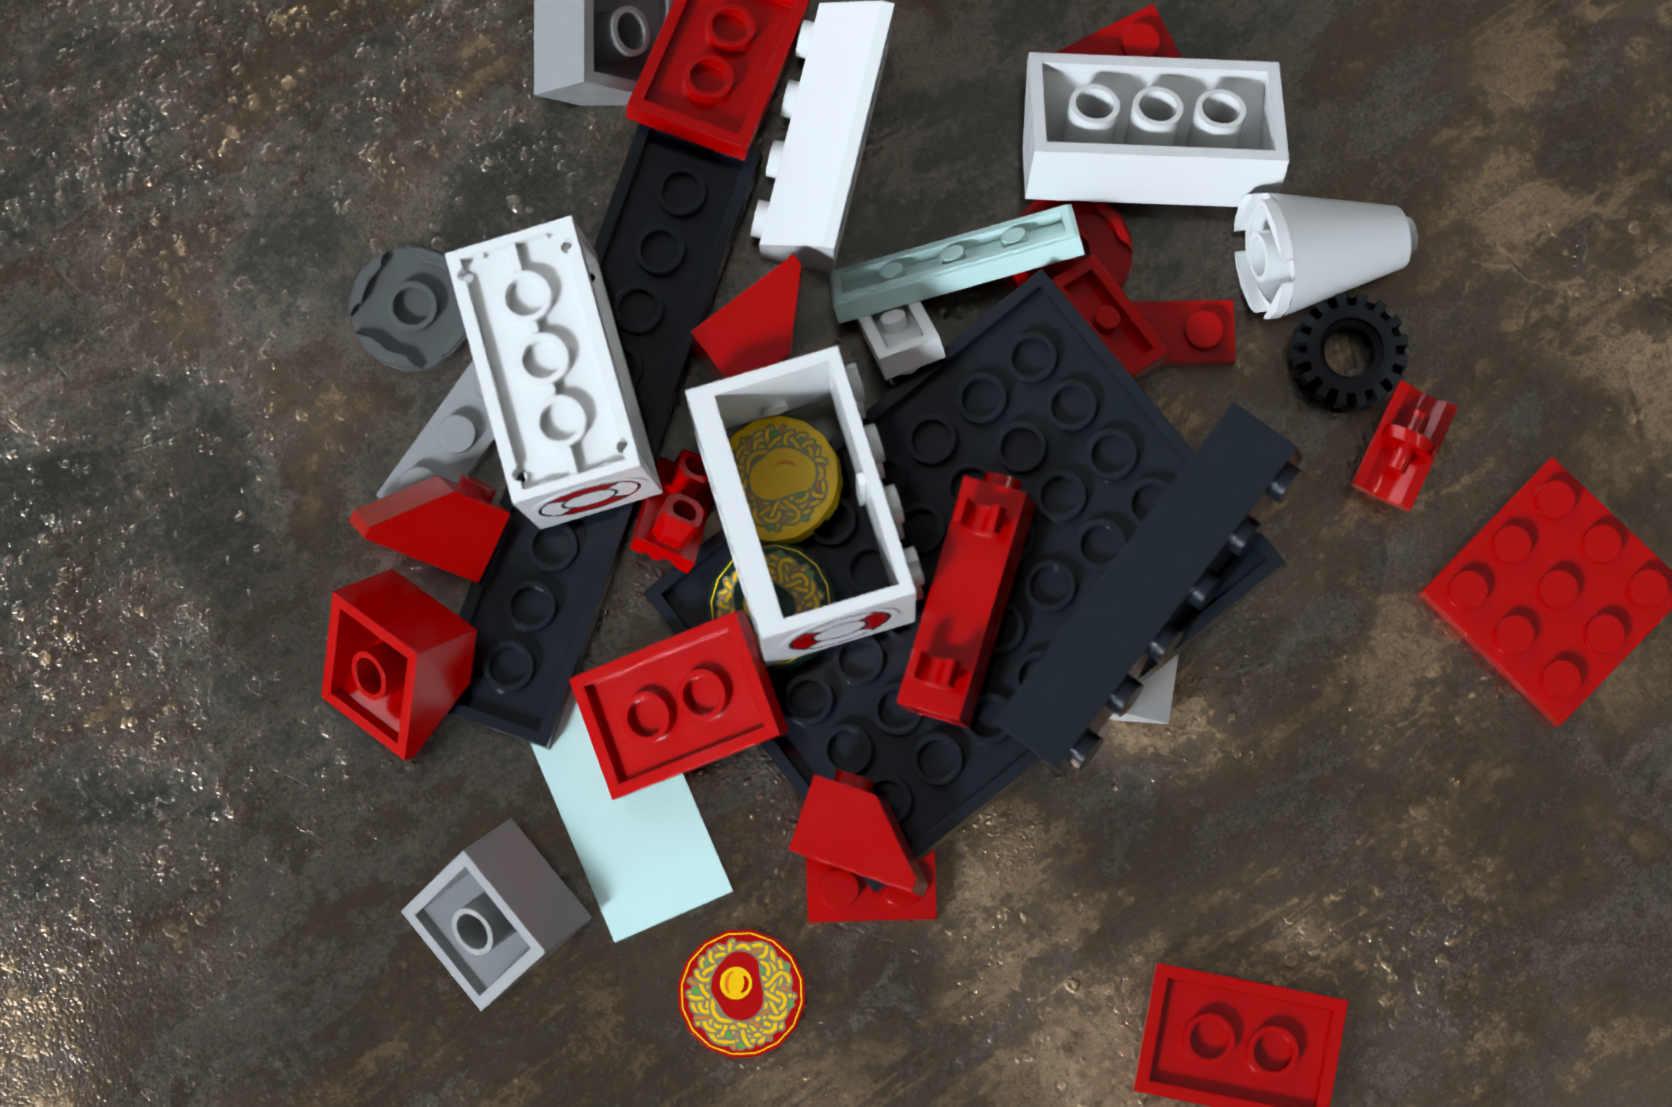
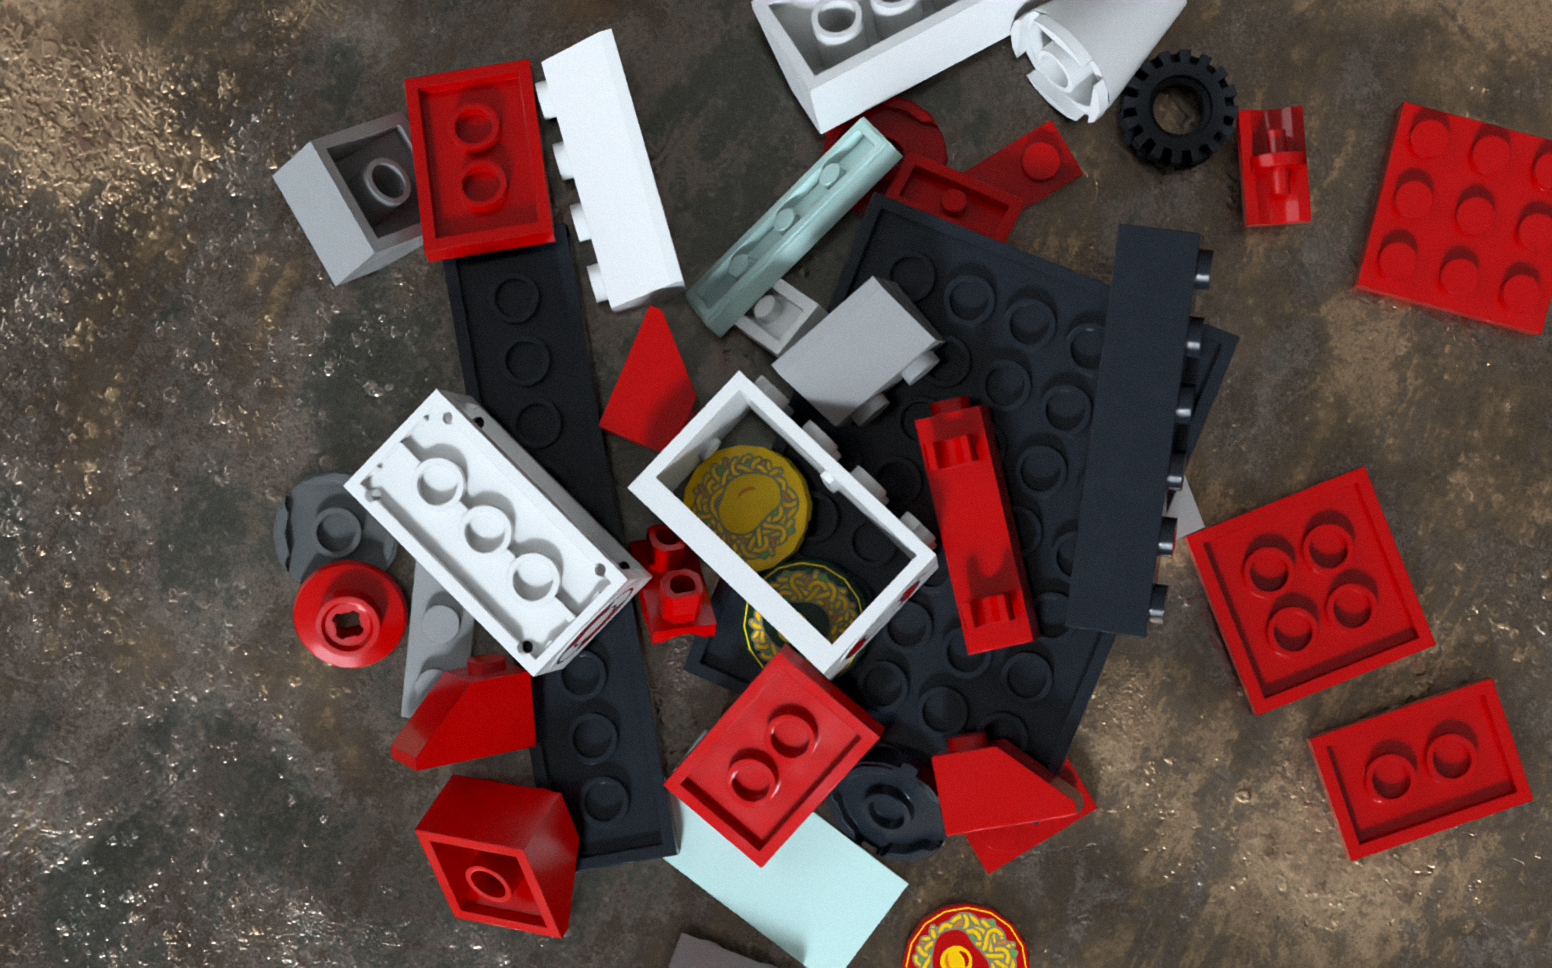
camera: 25 degrees left, 5 degrees up
(390, 355) = (338, 590): none -> red piece
(754, 808) = (890, 805): none -> black tile
(951, 394) = (861, 353): none -> light grey slope
(1230, 833) = (1309, 590): none -> red plate

